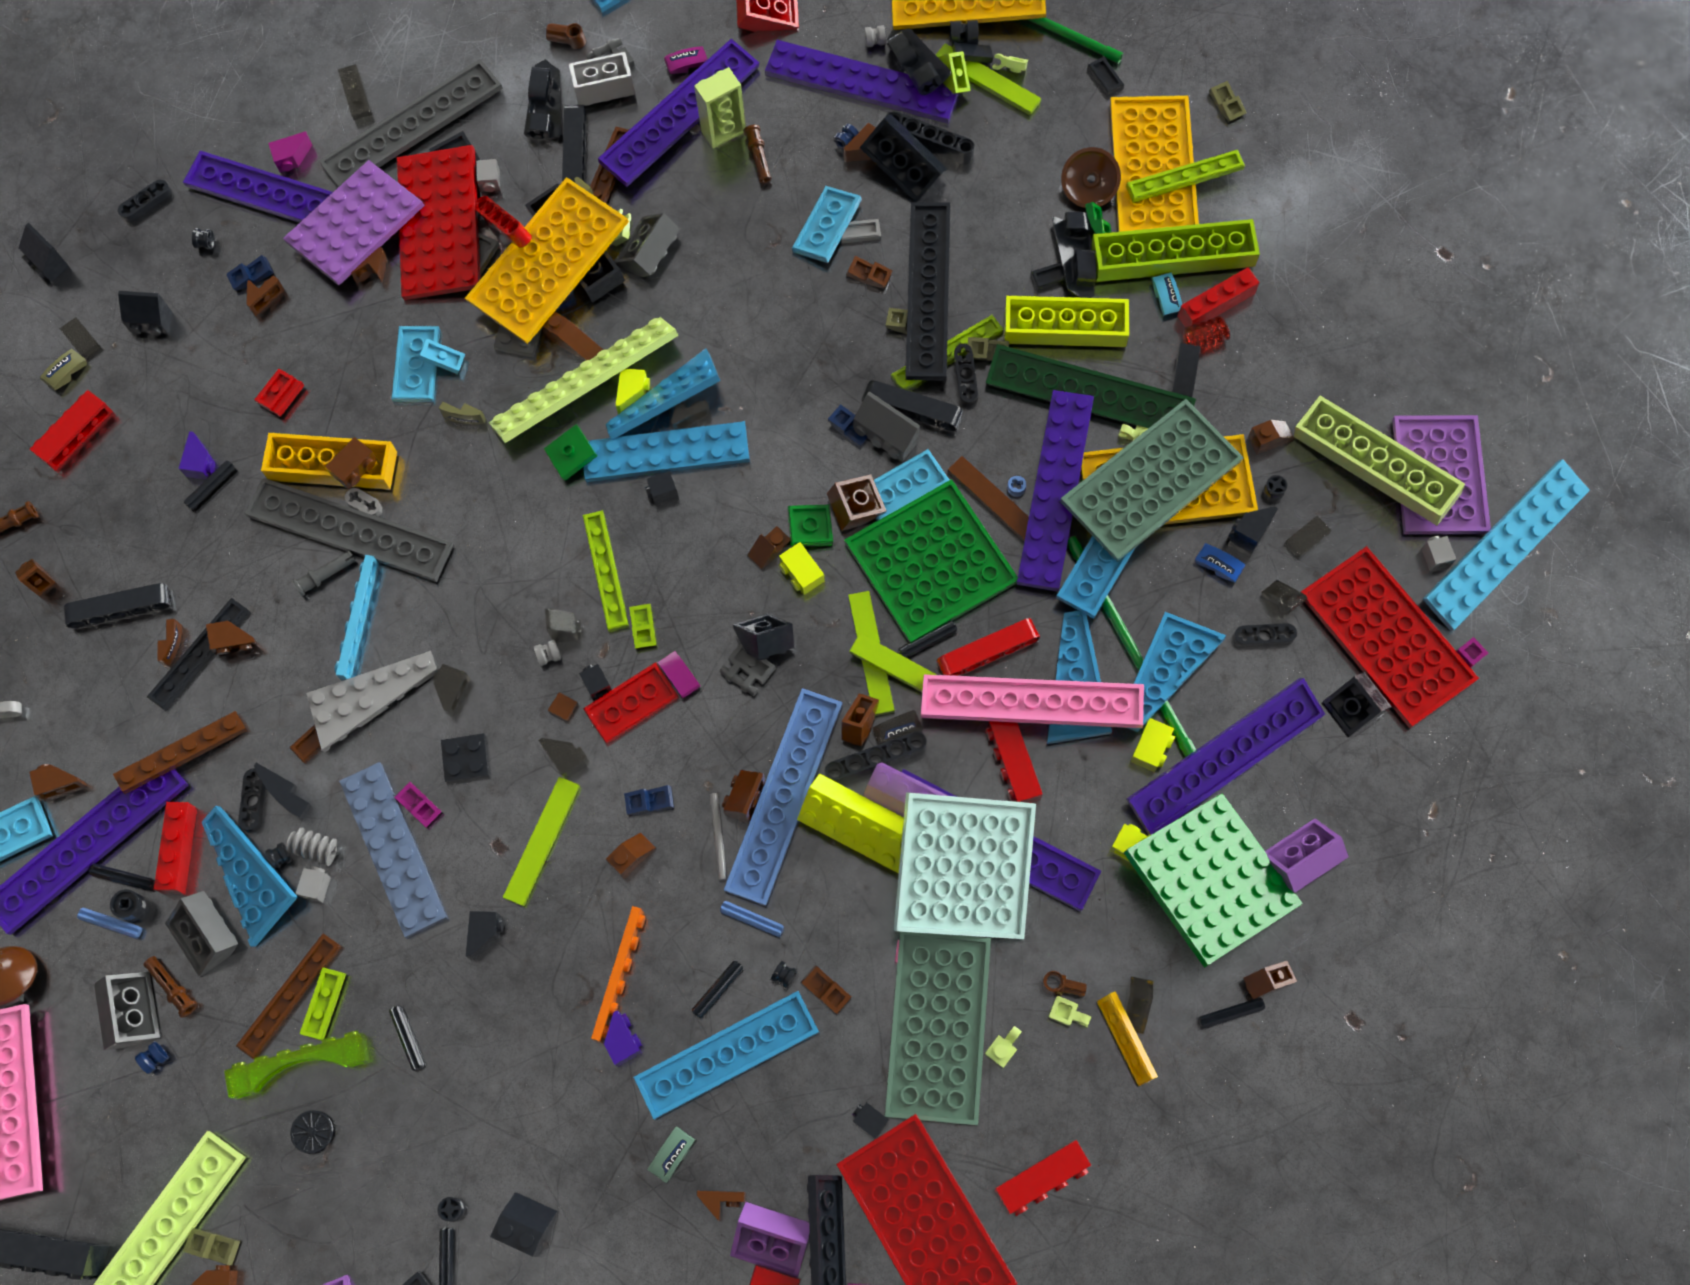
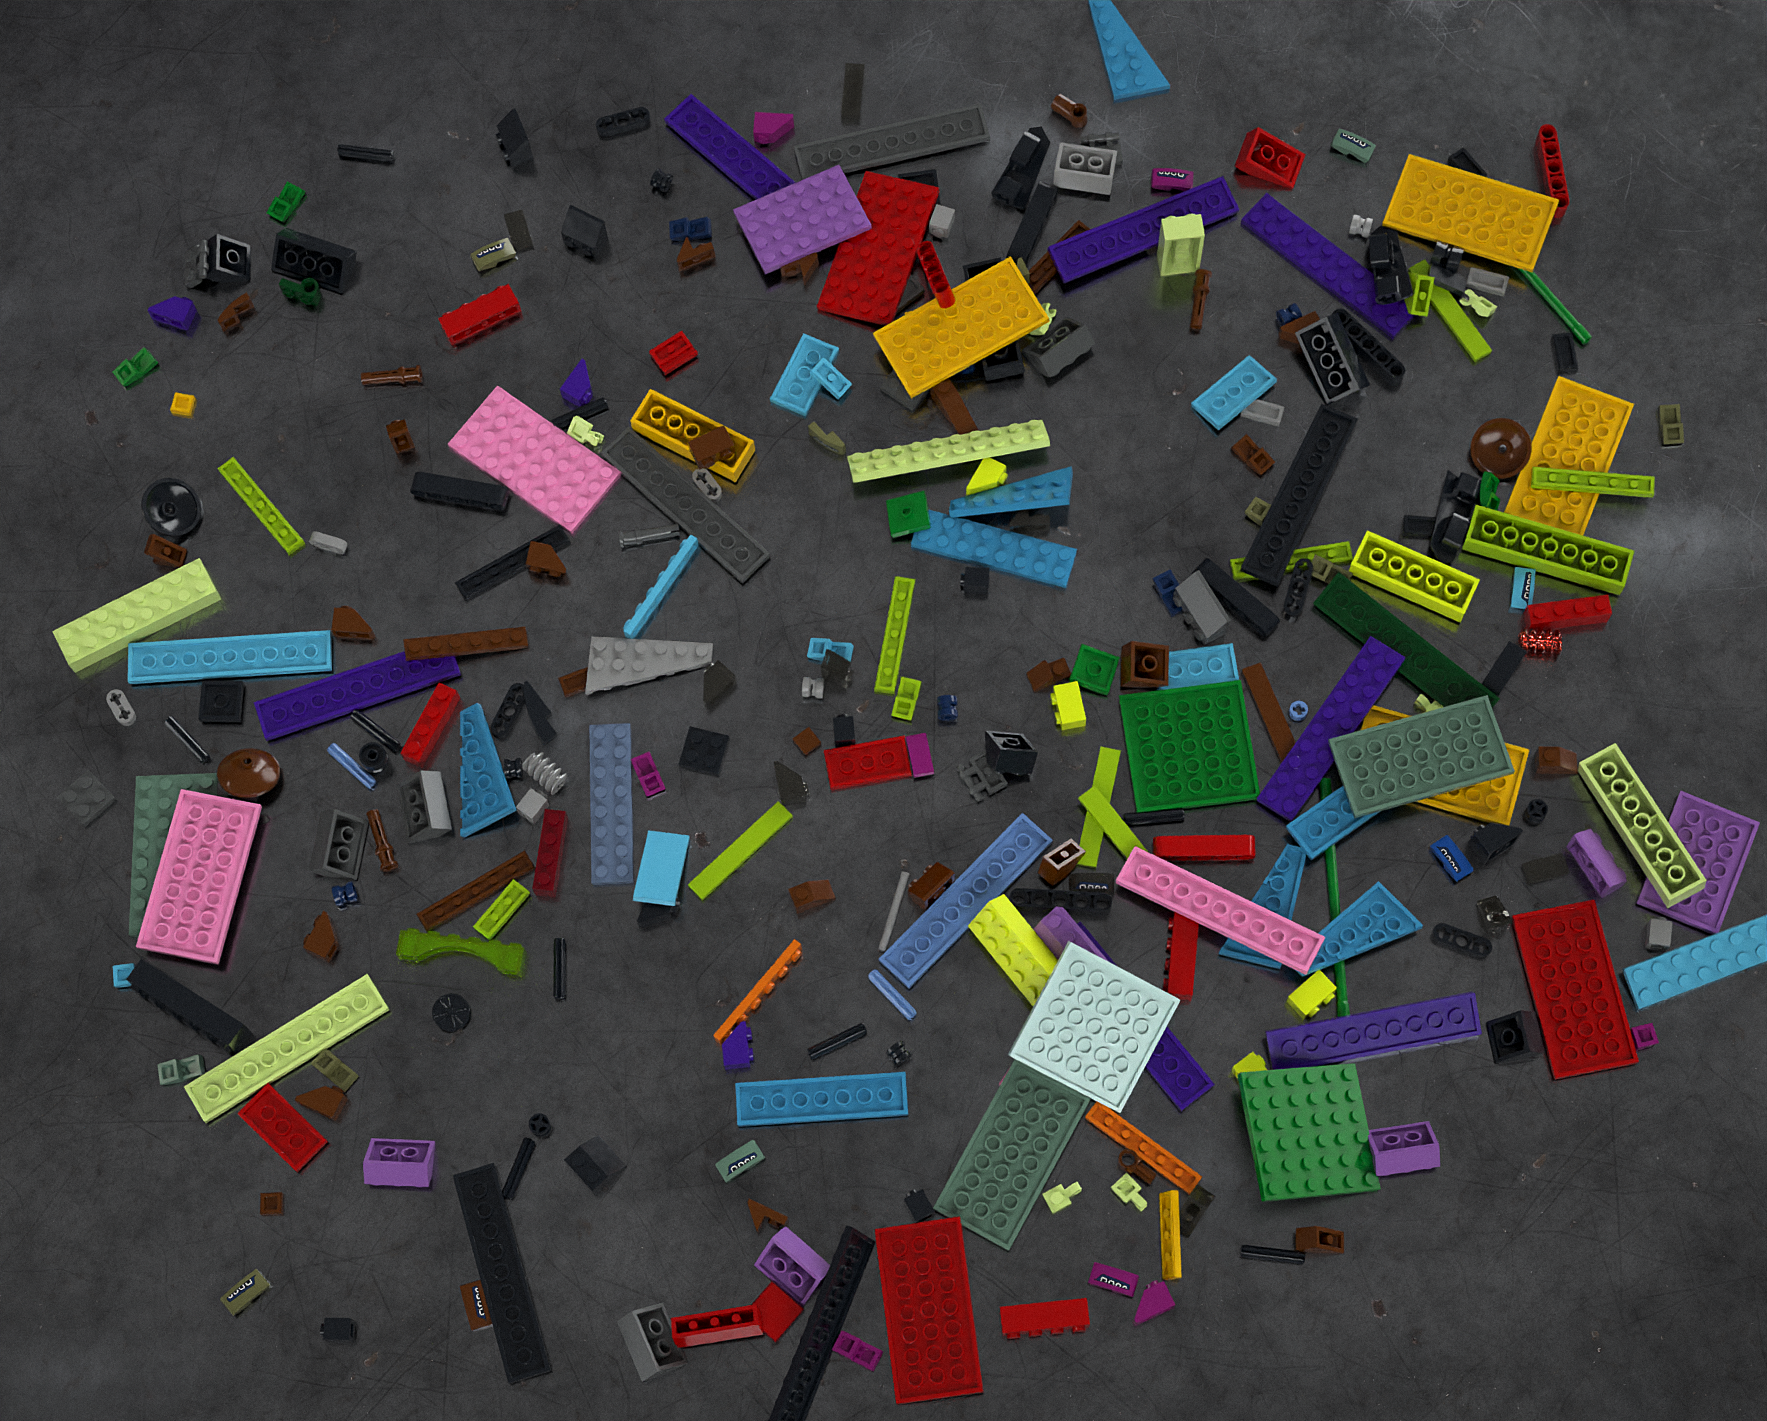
camera: 25 degrees right, 0 degrees up
(146, 1114) = (323, 939): none -> reddish brown slope
(168, 648) = (490, 546): reddish brown slope -> none
(181, 546) = (534, 459): none -> bright pink plate
(218, 500) = (581, 431): none -> yellowish green plate
(350, 925) = (550, 853): none -> dark red brick
(469, 892) = (661, 868): none -> medium azure tile
(536, 611) = (819, 645): none -> medium azure slope
(649, 801) = (847, 855): dark blue slope -> none
(686, 618) = (947, 707): none -> dark blue wheel
(825, 989) = (929, 1081): reddish brown slope -> none
(1009, 42) = (1487, 281): none -> light grey tile
(1064, 962) = (1145, 1148): none -> orange plate
(1092, 1107) = (1113, 1279): none -> magenta slope
(1141, 1113) = (1154, 1301): none -> magenta slope
(1352, 512) = (1596, 862): none -> medium lavender slope

